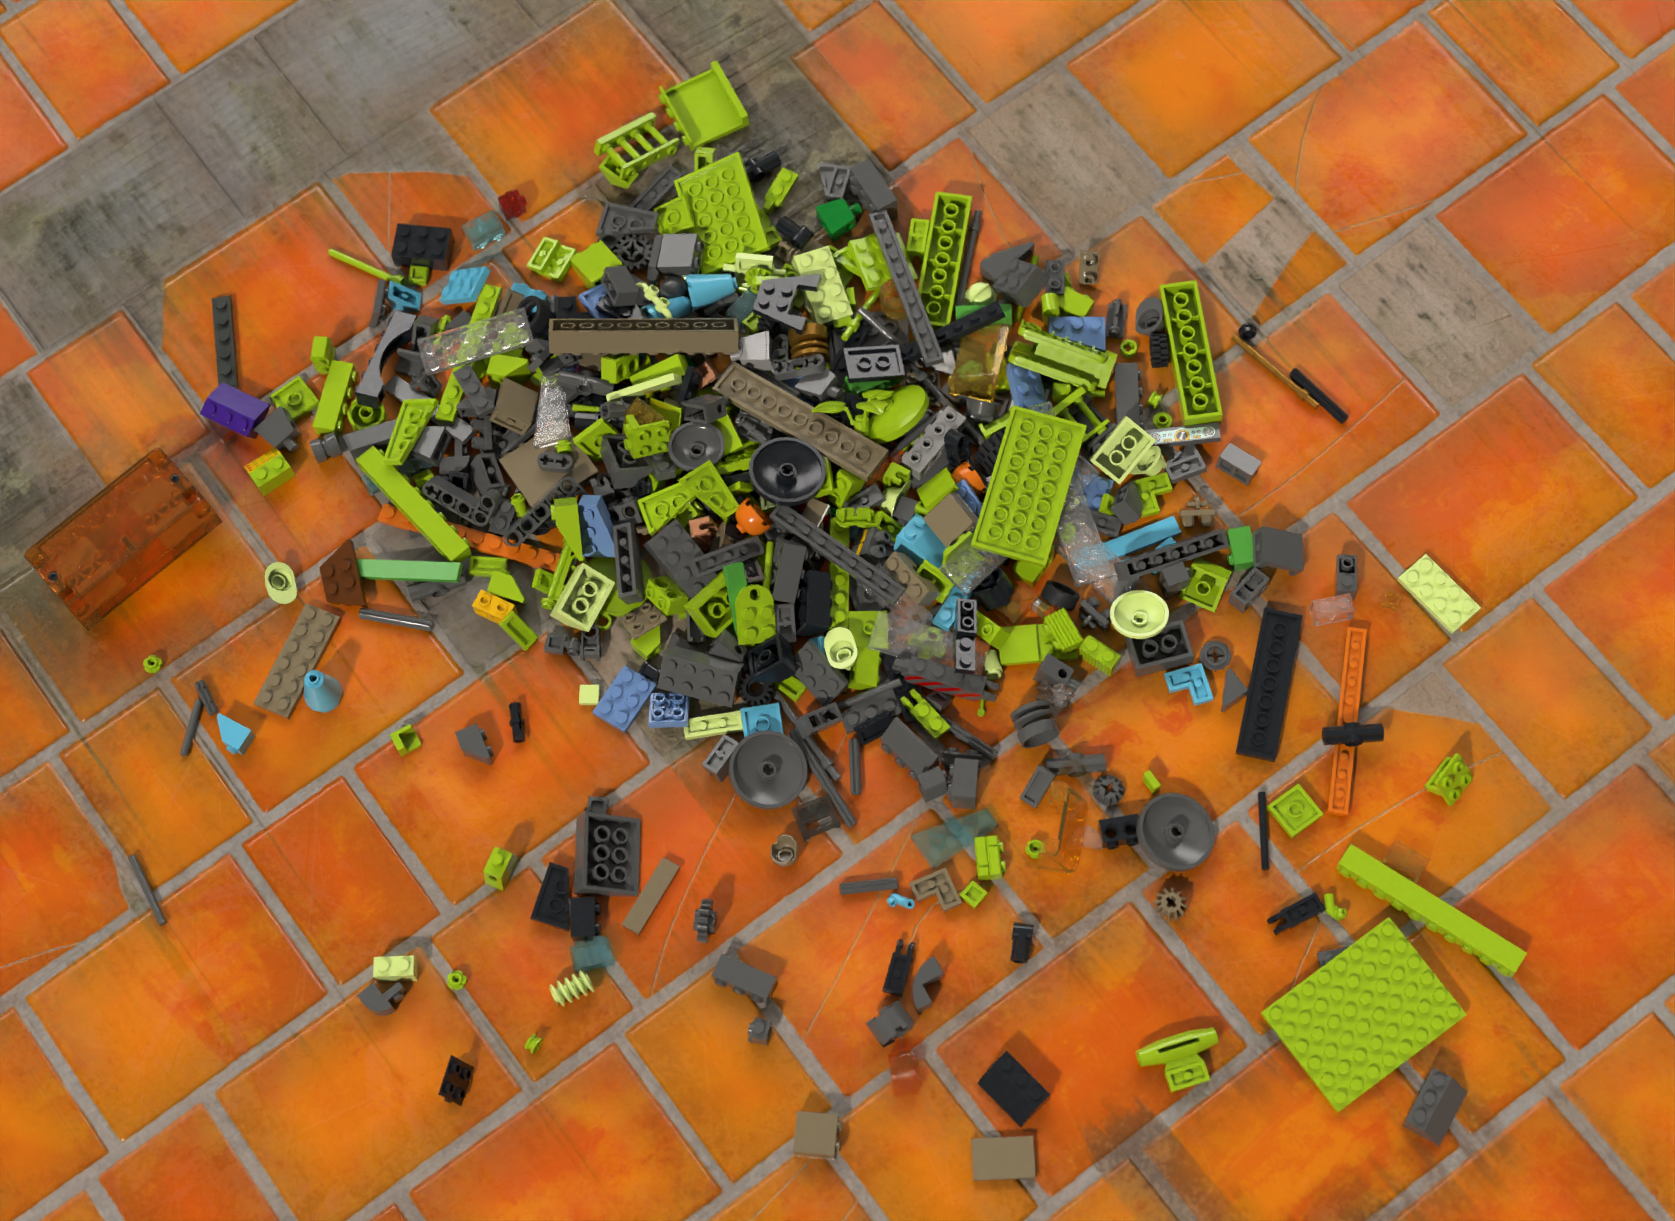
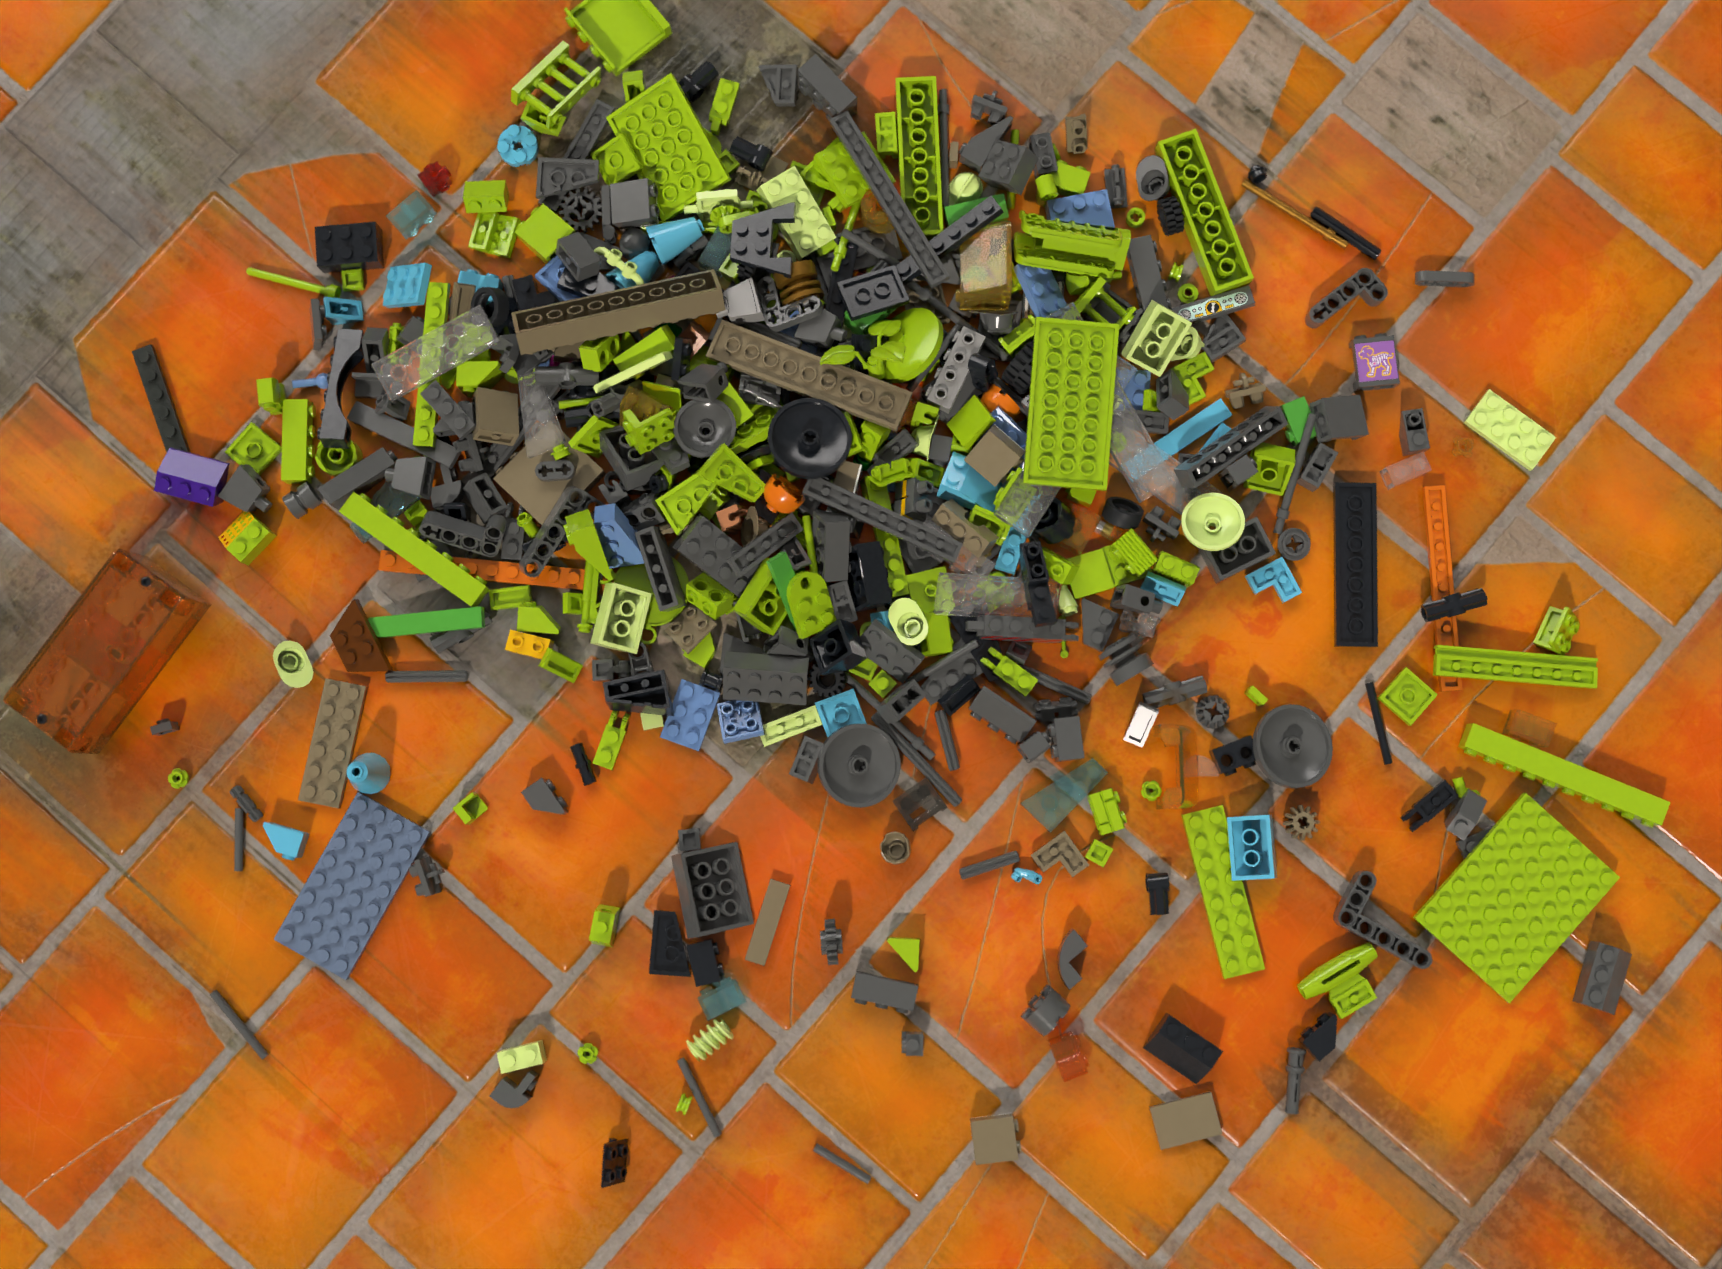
camera: 15 degrees left, 15 degrees up
(152, 617) = (163, 727): none -> dark grey plate
(281, 788) = (352, 886): none -> sand blue plate
(352, 790) = (428, 875): none -> dark grey hips
(367, 353) = (320, 381): none -> medium blue bar
(408, 427) = (387, 462): lime wing -> none
(547, 708) = (611, 742): none -> lime hinge
(549, 1042) = (699, 1097): none -> dark grey bar
(552, 226) = (485, 196): none -> lime brick
(583, 668) = (640, 694): none -> black wedge
(588, 182) = (520, 156): none -> medium azure plate
(668, 1130) = (842, 1163): none -> dark grey bar
(774, 944) = (908, 949): none -> lime slope
(806, 704) = (882, 683): none -> lime plate
(837, 217) = (793, 126): green torso -> none
(859, 289) = (836, 205): none -> lime plate
(898, 970) = (1039, 948): black hinge -> none
(974, 266) = (953, 155): none -> dark tan tile
(1015, 230) = (990, 105): none -> dark grey hips
(1016, 690) = (1096, 624): none -> dark grey wing
(1083, 955) = (1223, 898): none -> lime plate
(1085, 671) = (1163, 588): none -> medium azure plate
(1117, 1131) = (1294, 1069): none -> dark grey pin
(1118, 916) = (1252, 847): none -> medium azure slope
(1147, 1107) = (1321, 1037): none -> black slope
(1210, 625) = (1283, 512): none -> dark grey bar
(1221, 1014) = (1374, 929): none -> dark grey beam
(1233, 690) = (1318, 579): dark grey slope -> none
(1238, 464) = (1277, 327): hinge -> none
(1304, 452) = (1341, 299): none -> dark grey beam
(1322, 511) = (1374, 362): none -> panel
(1328, 926) = (1465, 814): none -> dark grey slope
(1402, 450) = (1444, 278): none -> dark grey beam
(1402, 802) = (1515, 666): none -> lime plate

